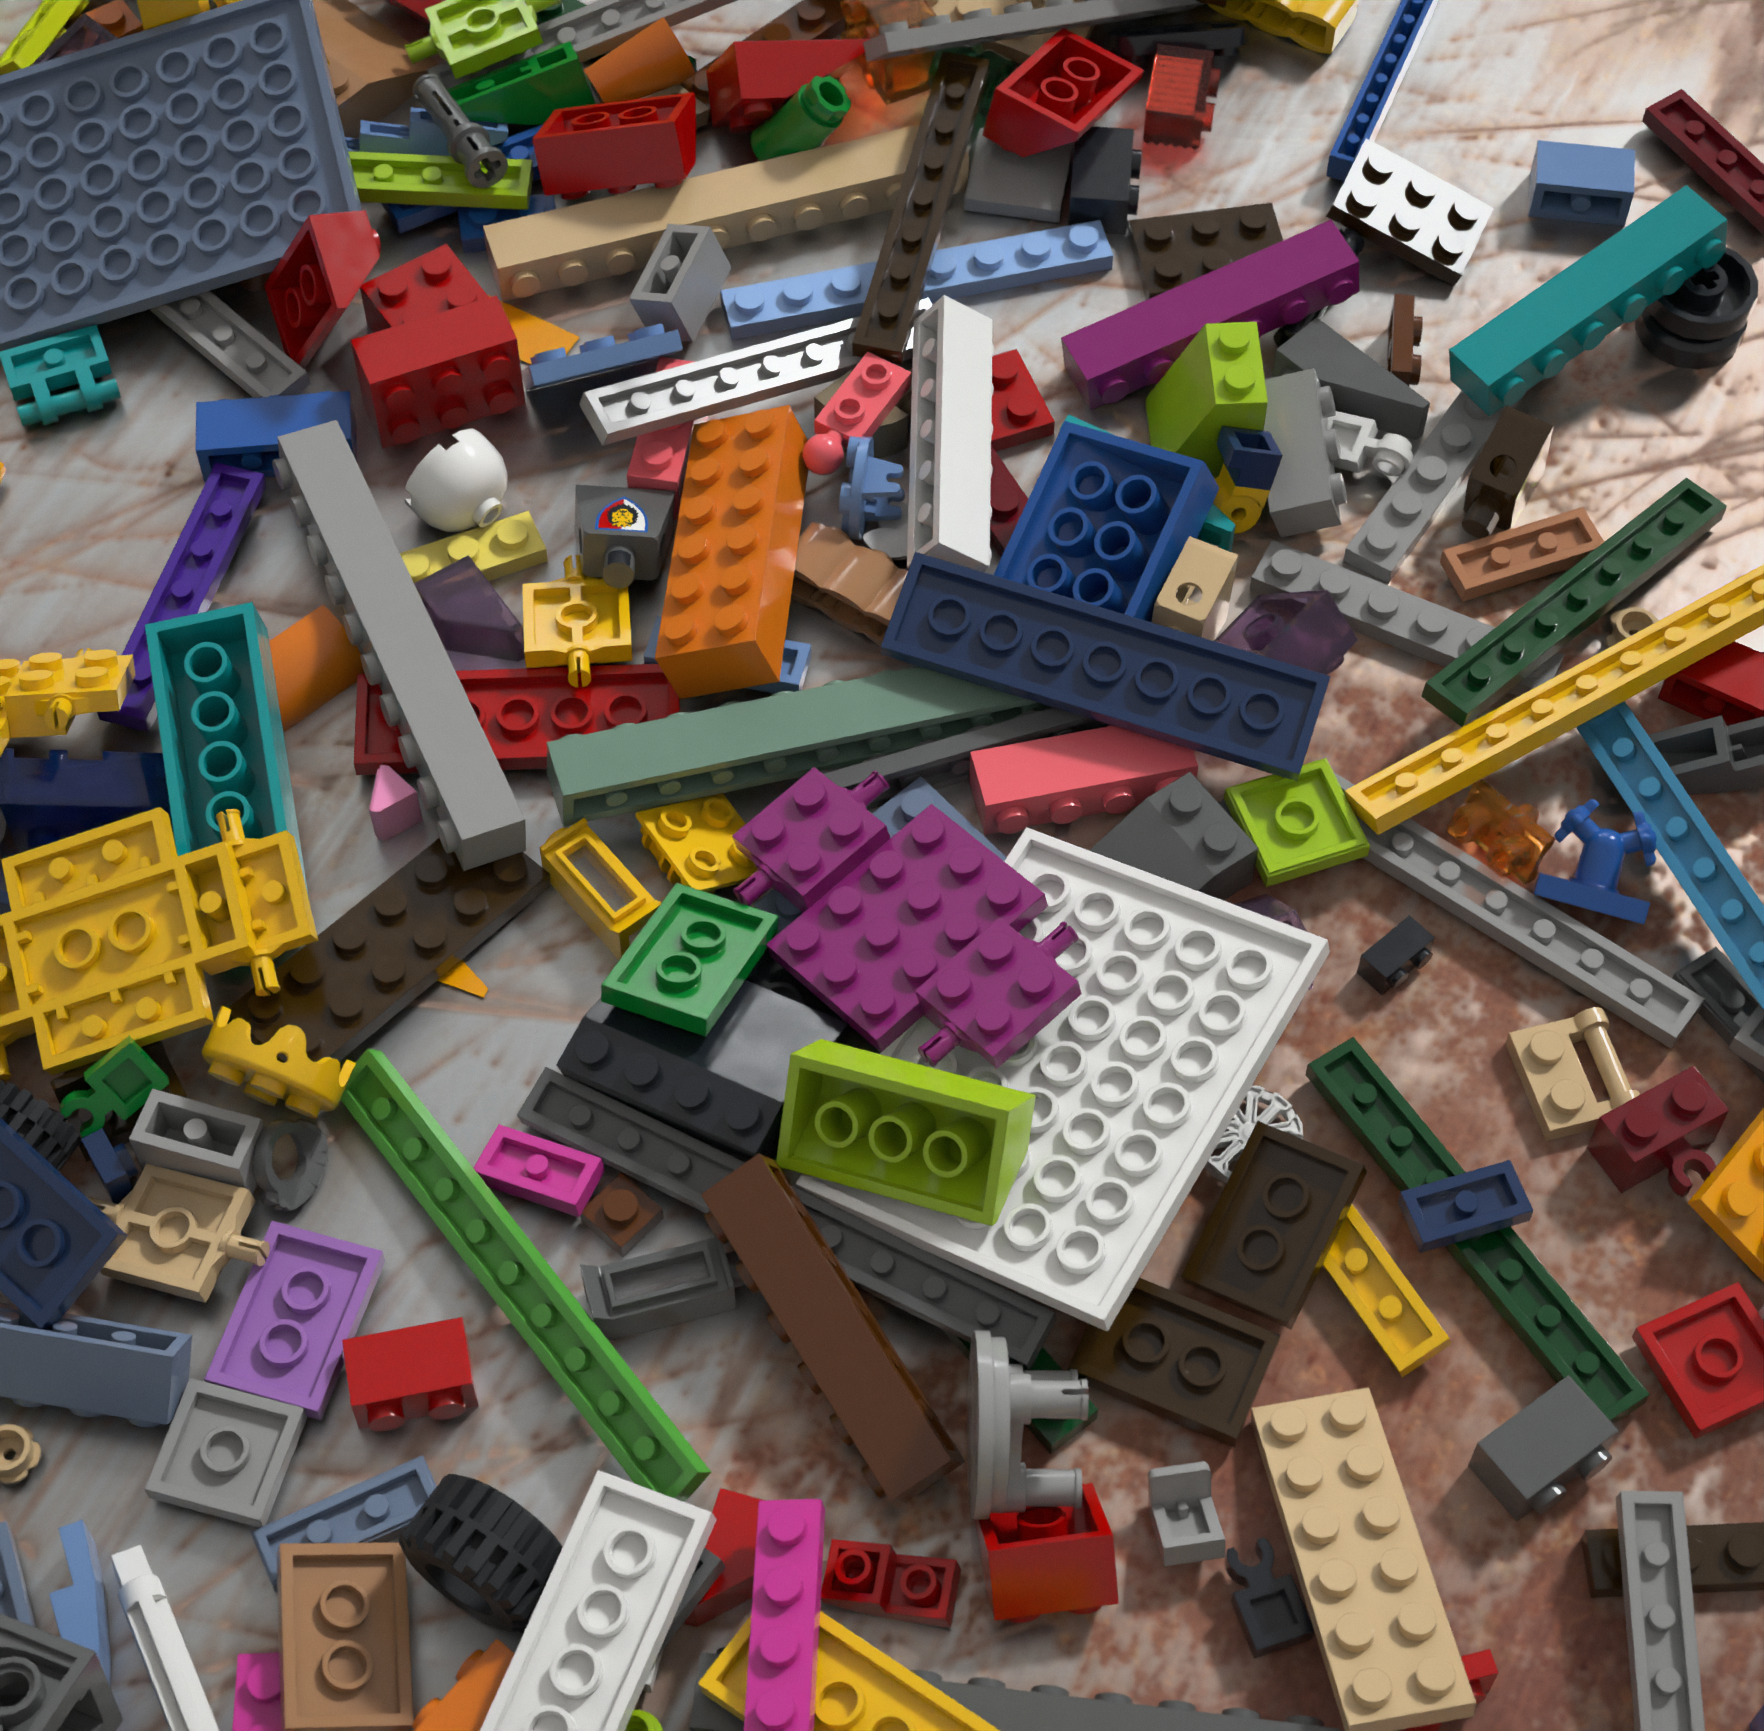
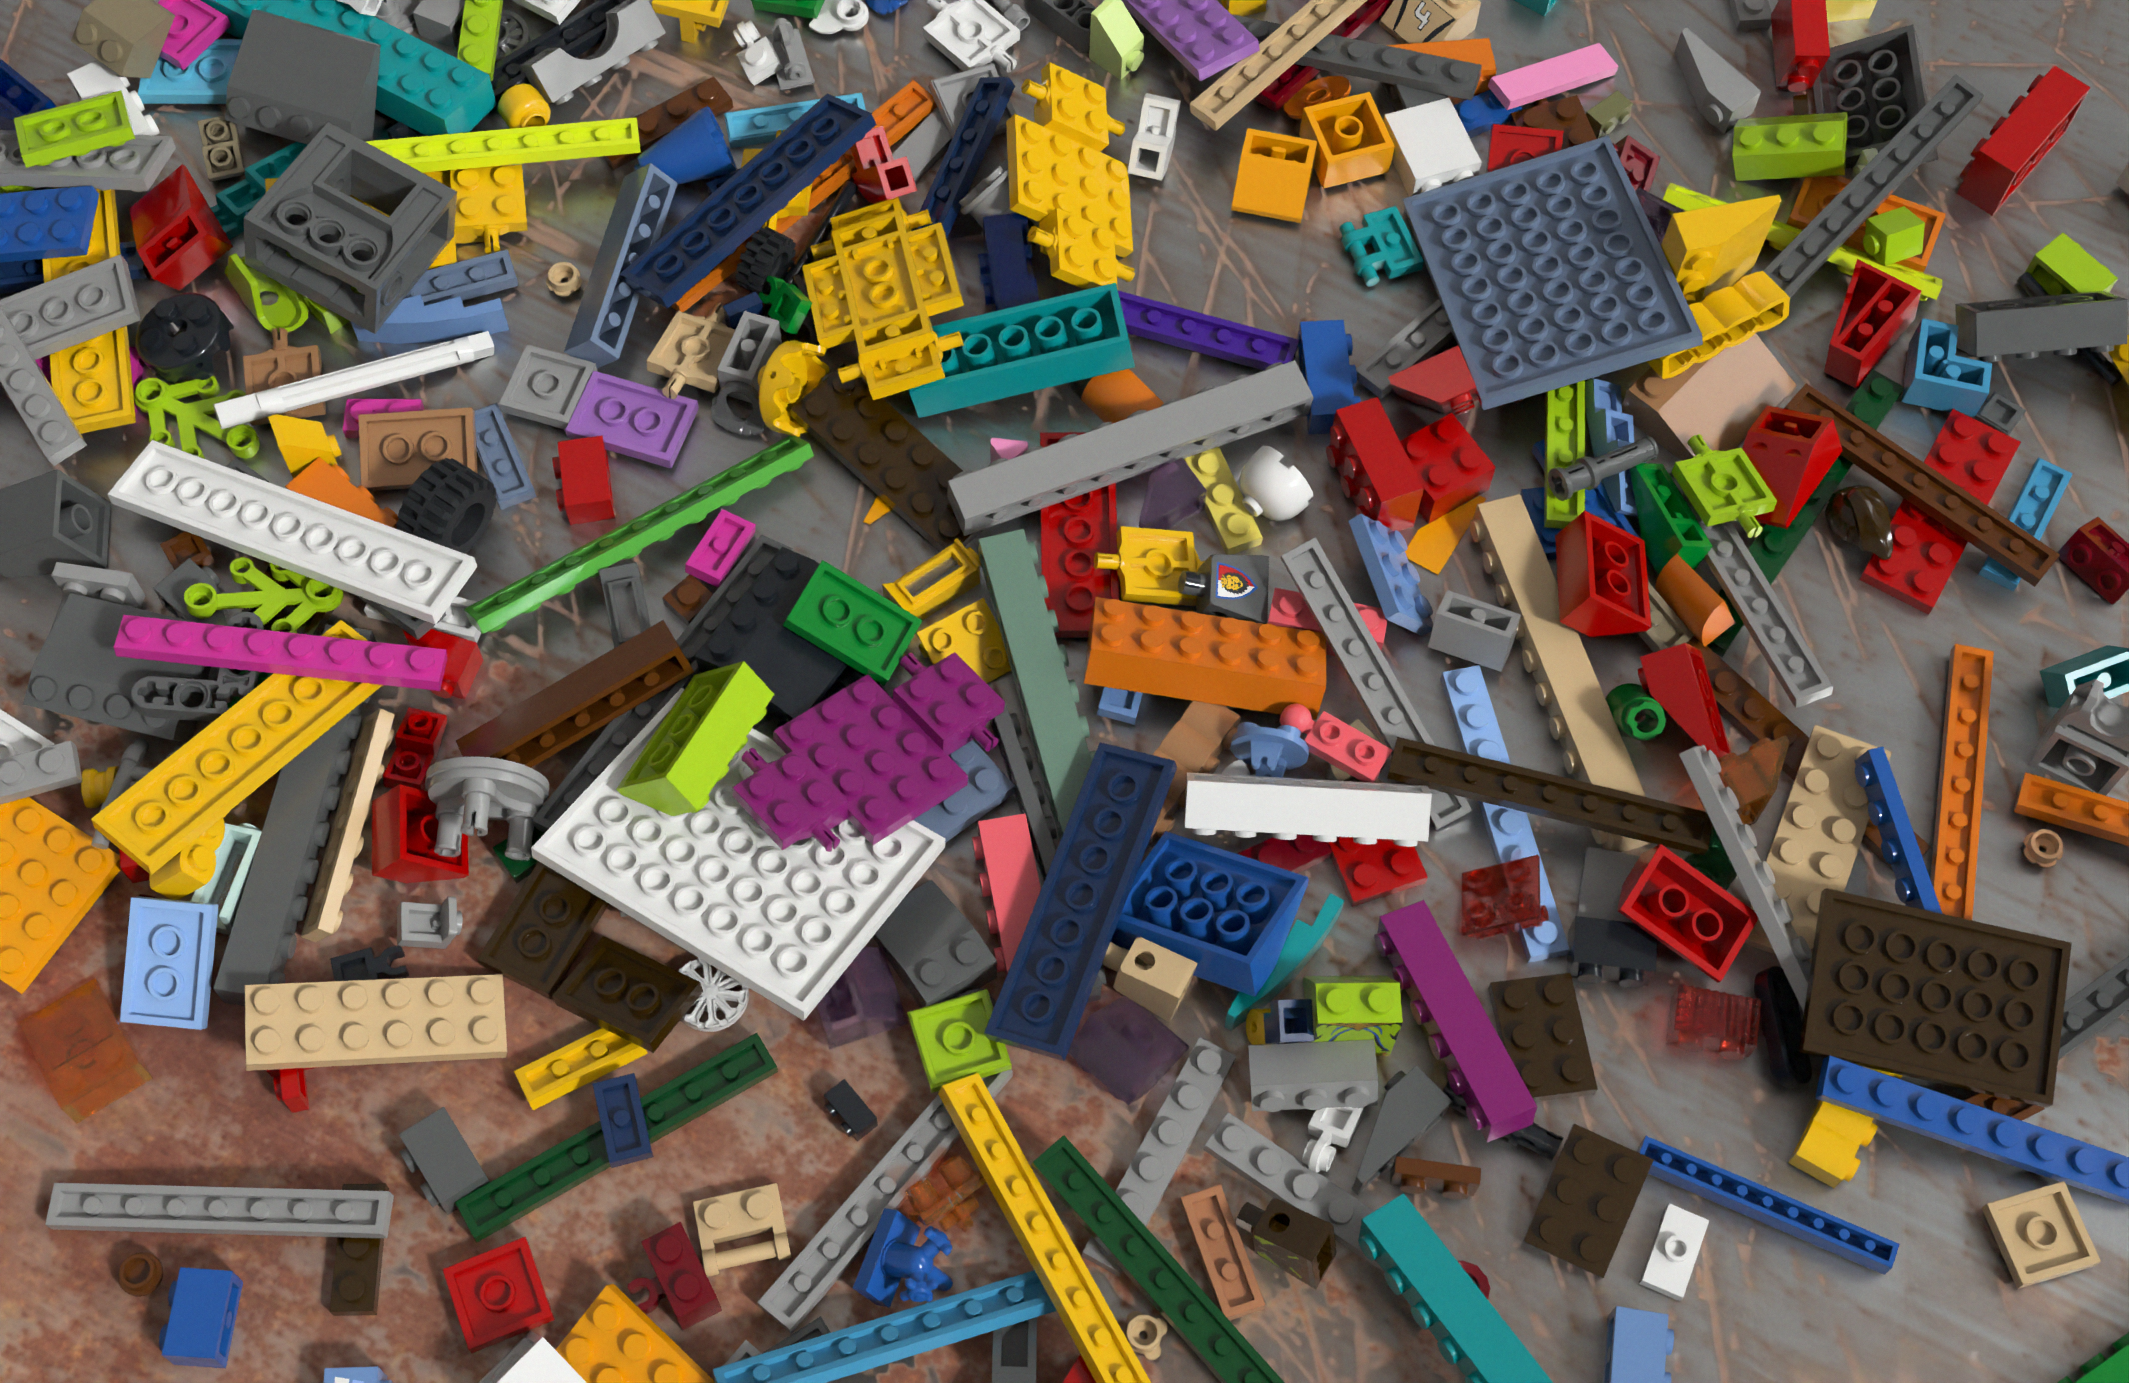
camera: 90 degrees right, 5 degrees up
(1036, 1655) = (345, 837): none -> tan plate
(1045, 269) = (1502, 897): none -> clear red hinge
(1450, 151) = (1674, 1252): none -> white plate

